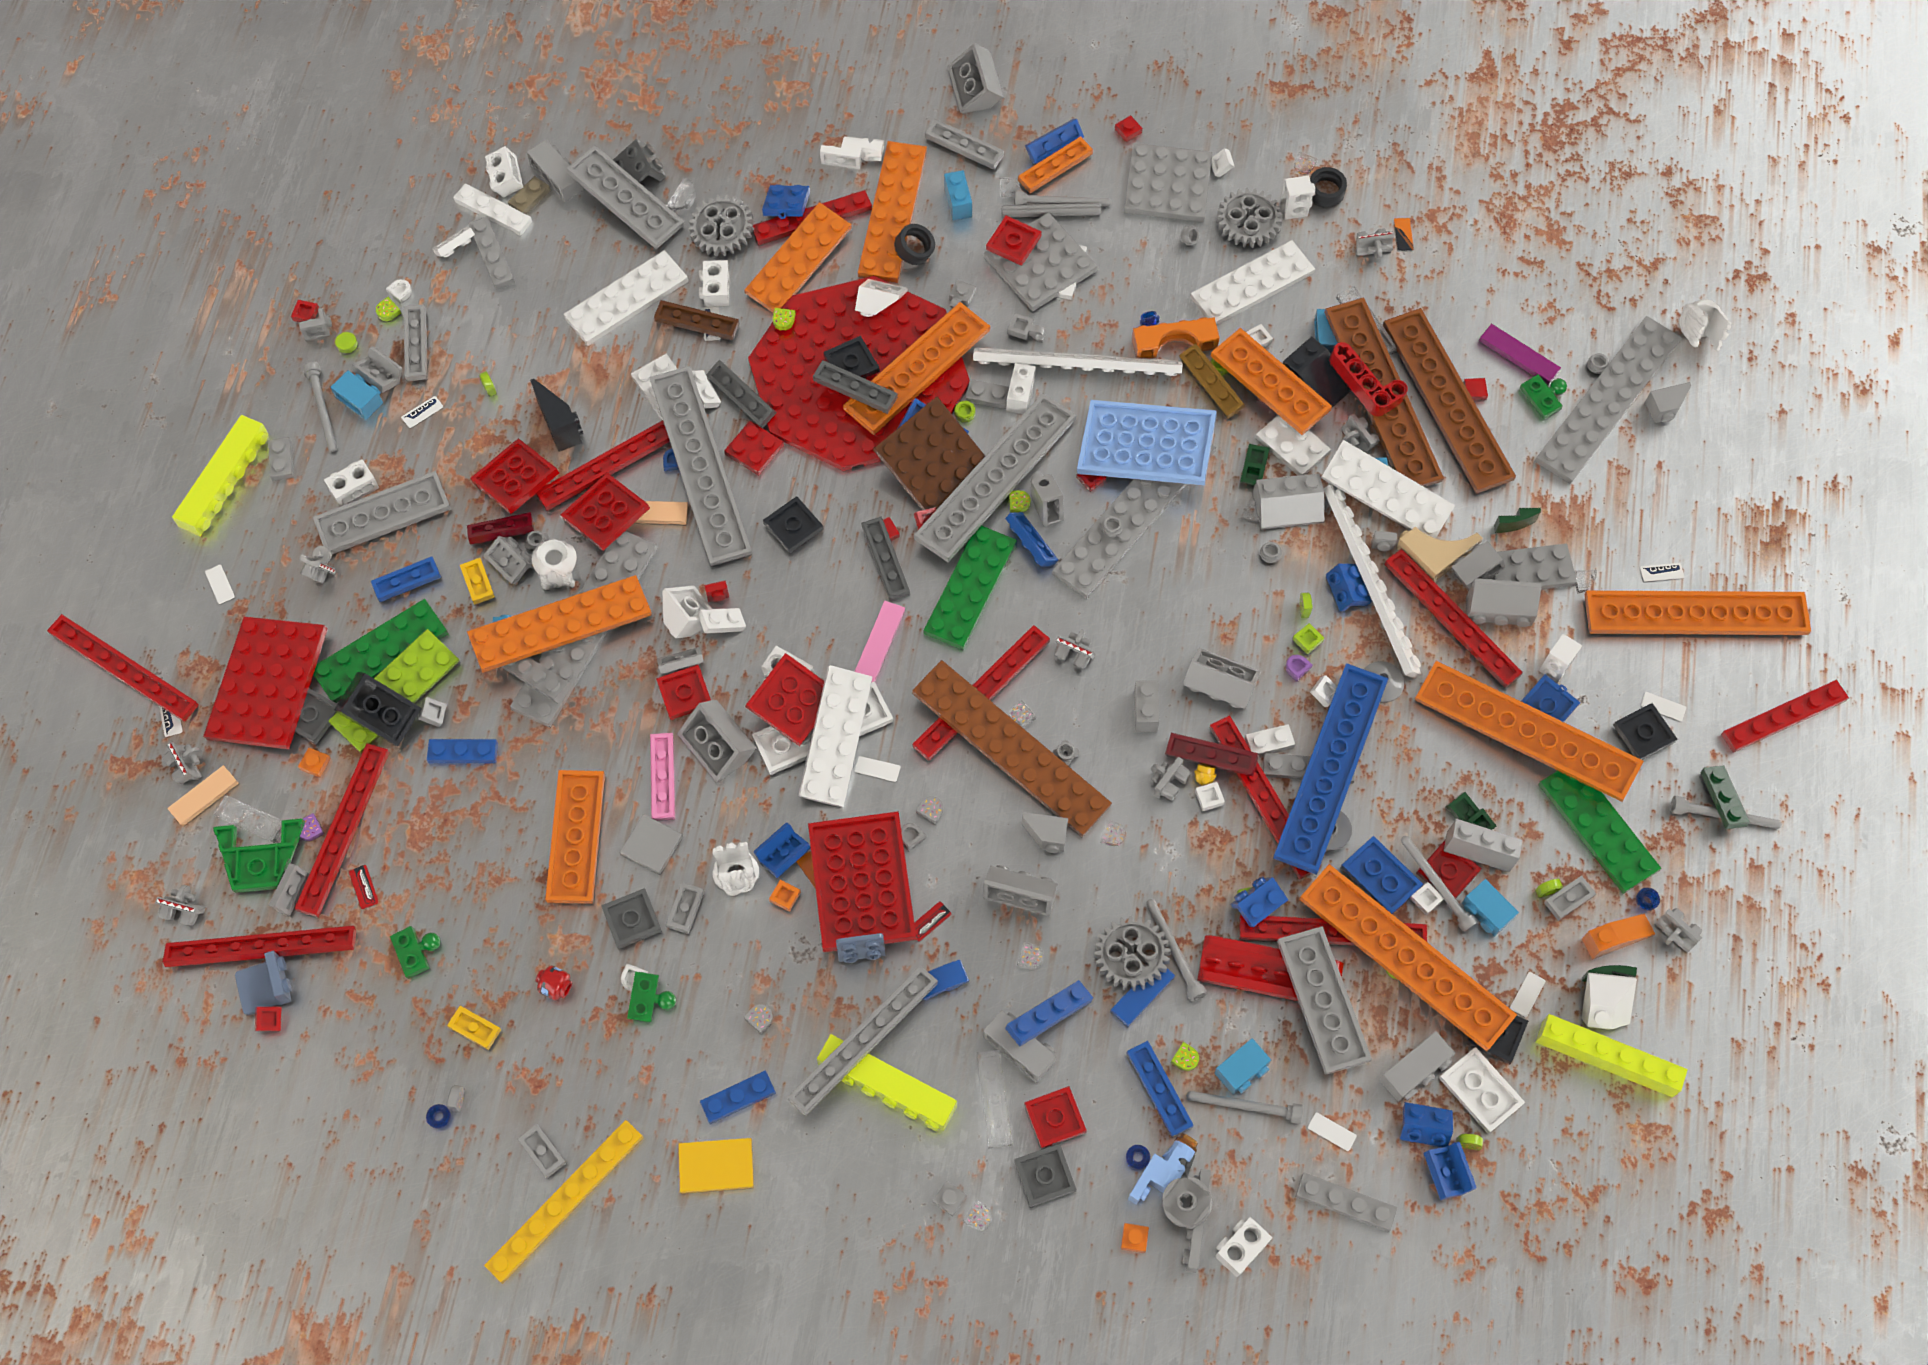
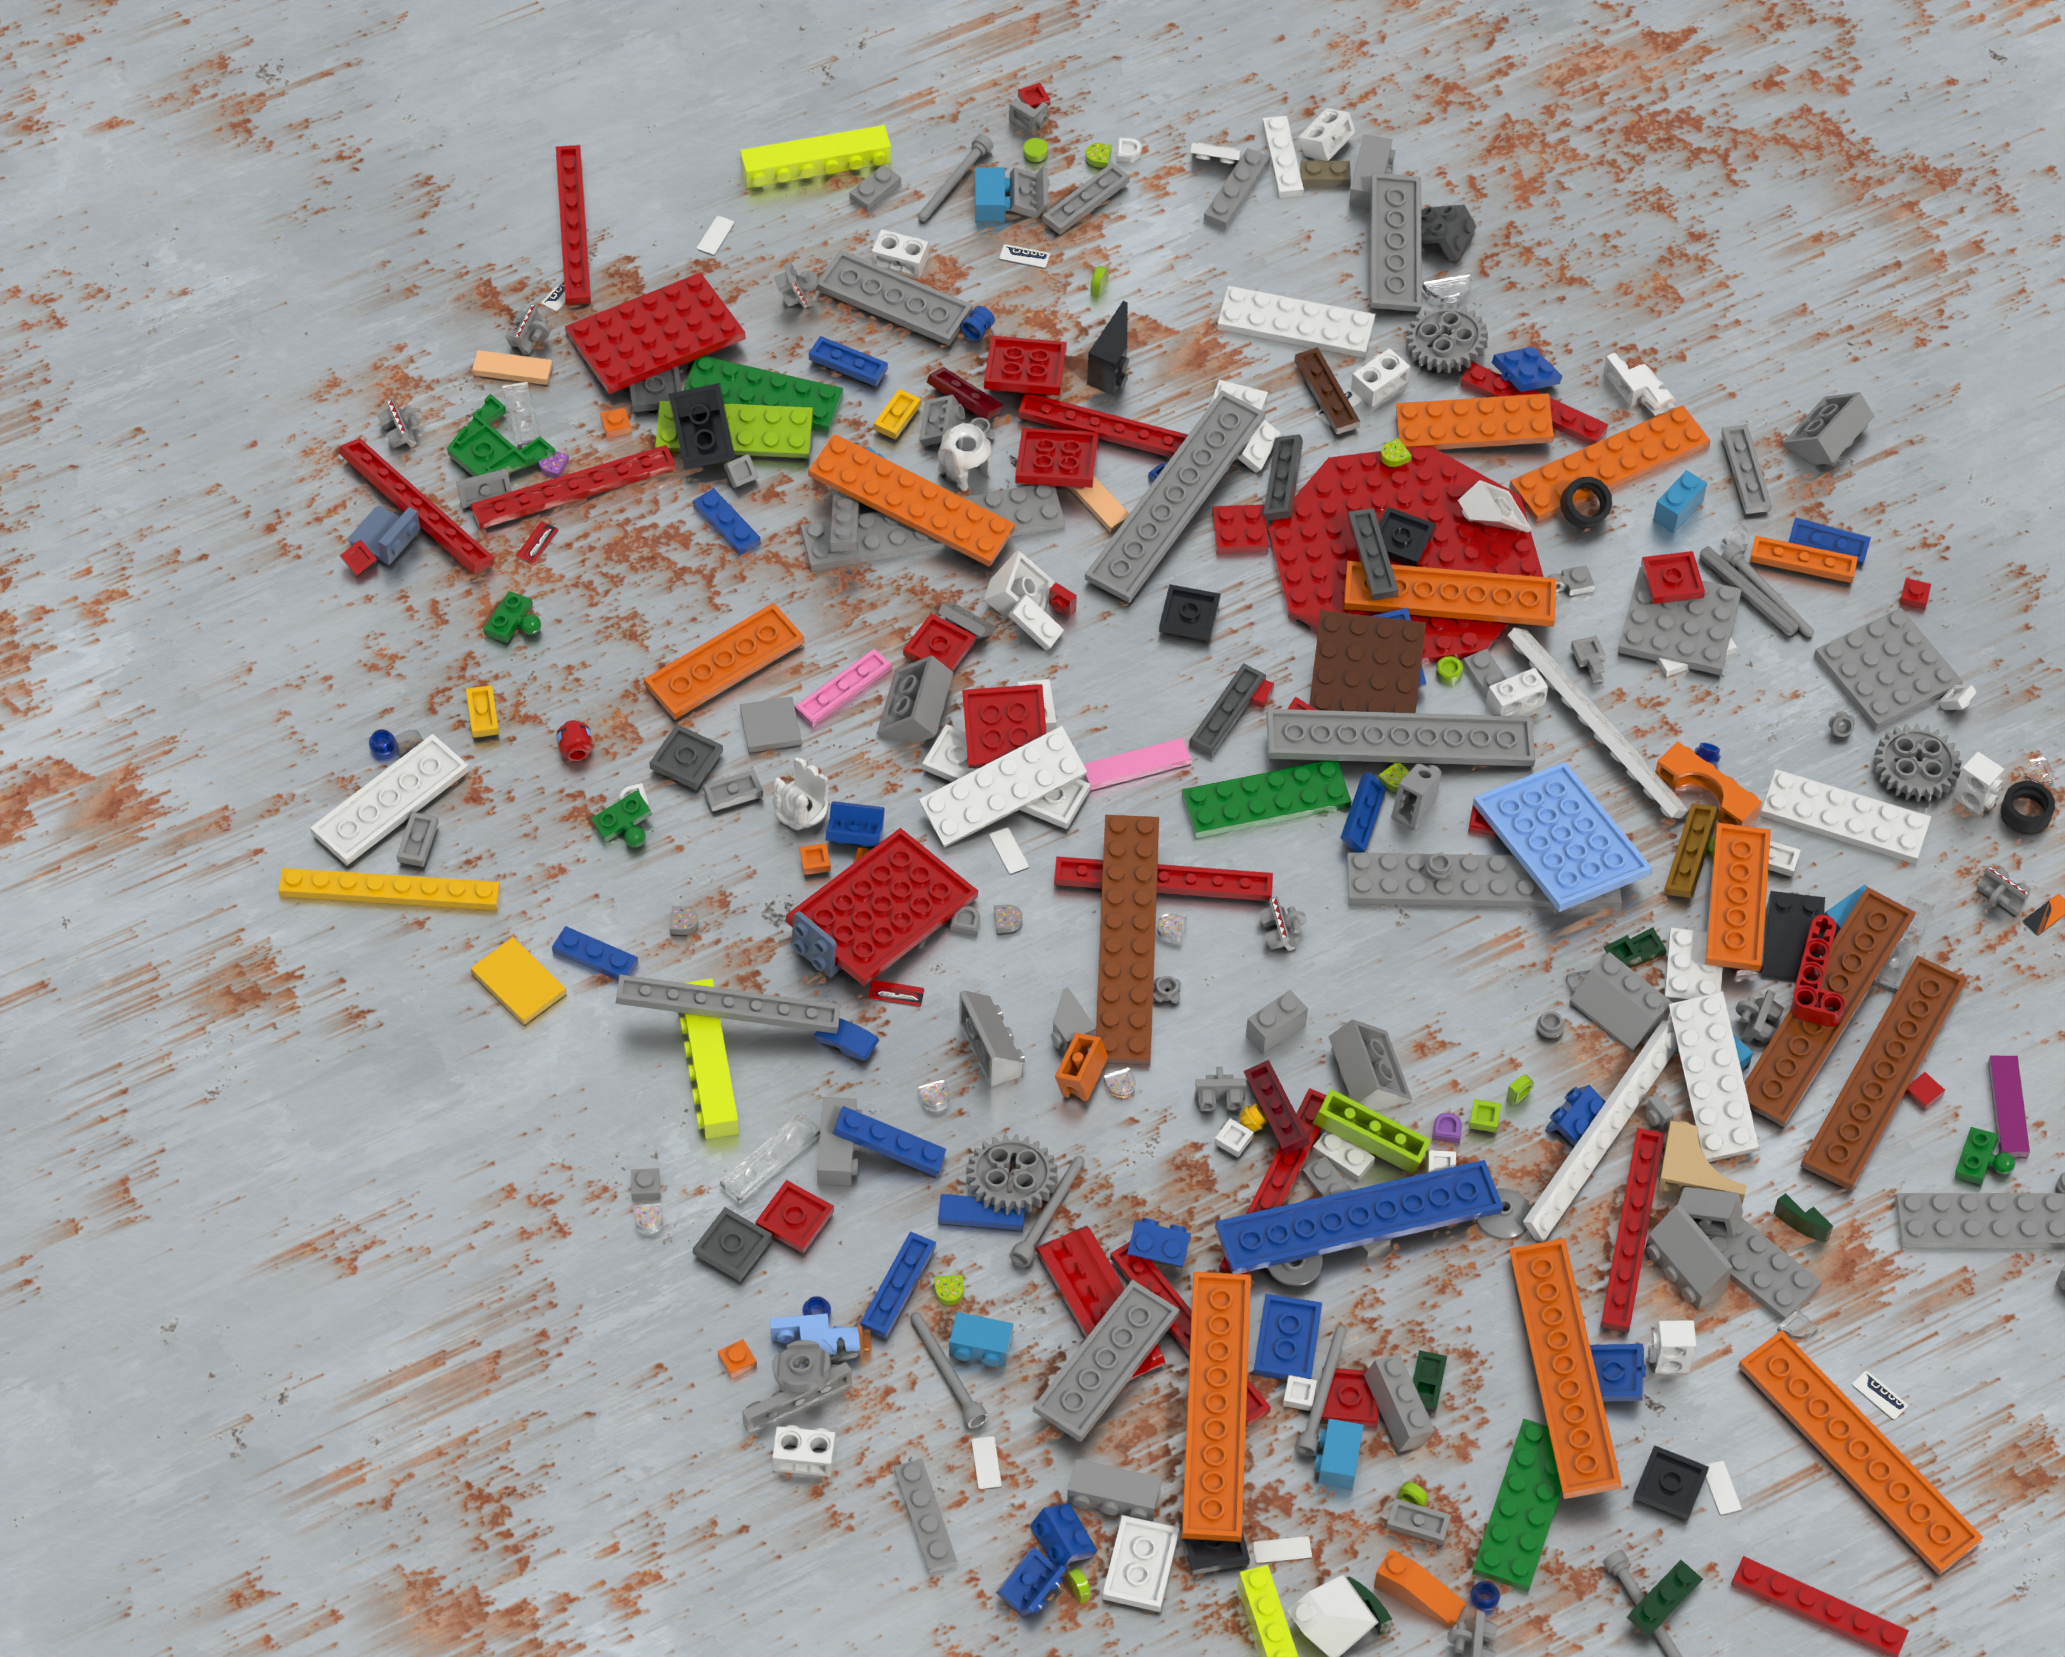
camera: 50 degrees right, 10 degrees down
(452, 478) = (977, 323): none -> blue wheel
(491, 1147) = (389, 799): none -> white plate
(1088, 848) = (1081, 1066): none -> orange brick
(1277, 712) = (1372, 1131): none -> lime brick

